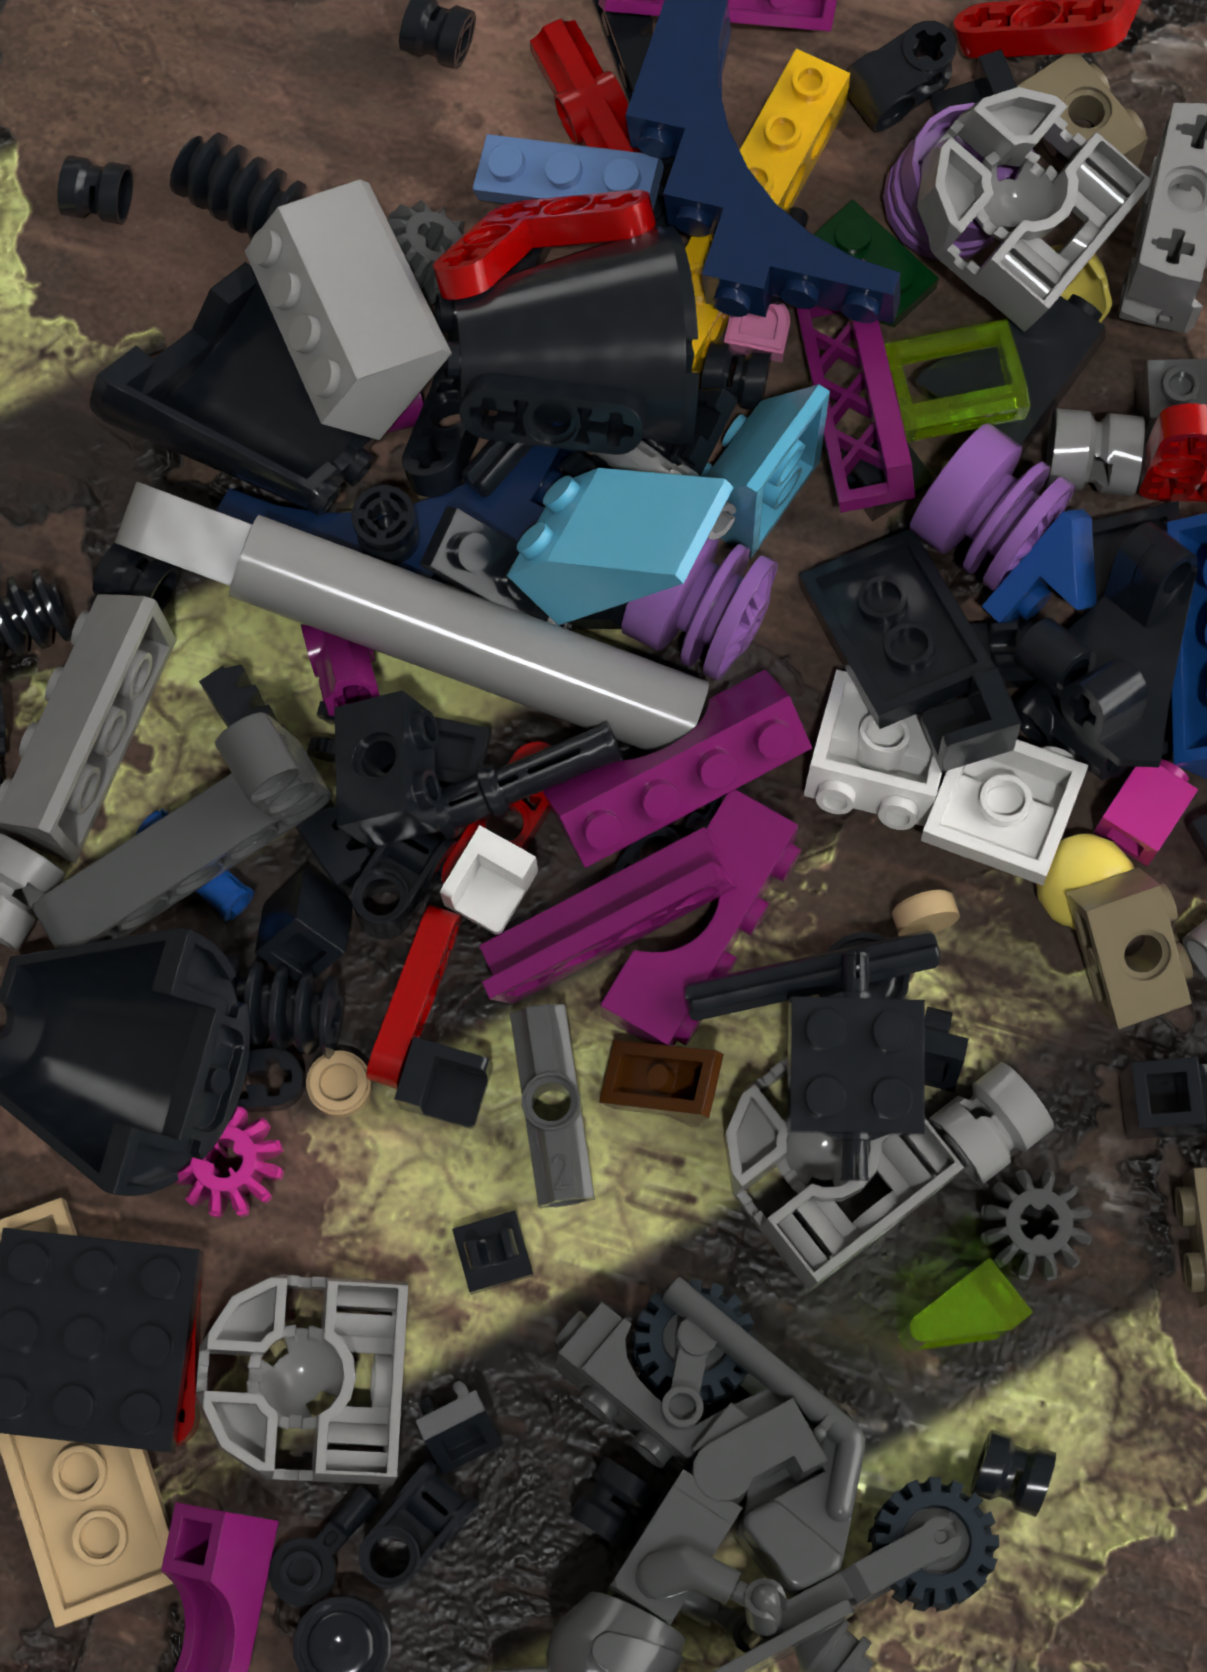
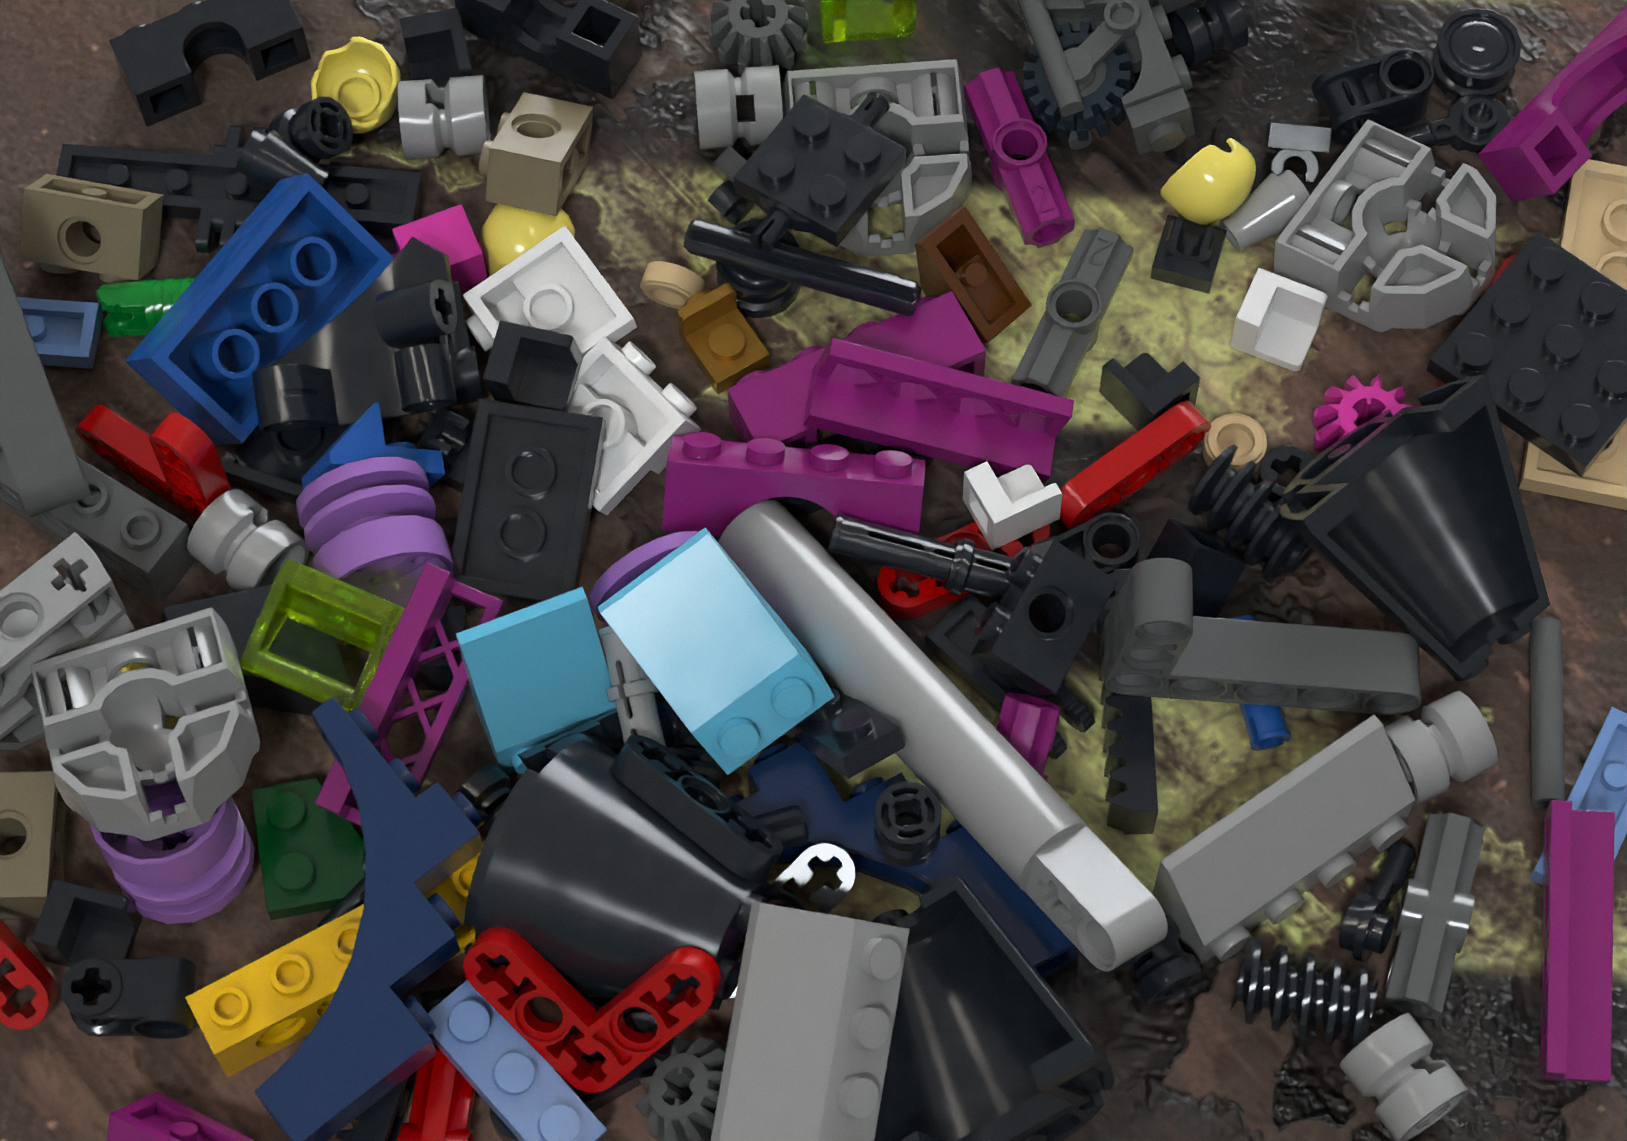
camera: 150 degrees left, 10 degrees down
(369, 1225) = (1278, 320): none -> white panel
(442, 1338) = (1265, 210): none -> light grey cone
(501, 1318) = (1211, 183): none -> light yellow hair
(670, 1212) = (1027, 184): none -> magenta piece
(847, 895) = (720, 337): none -> pearl gold bracket

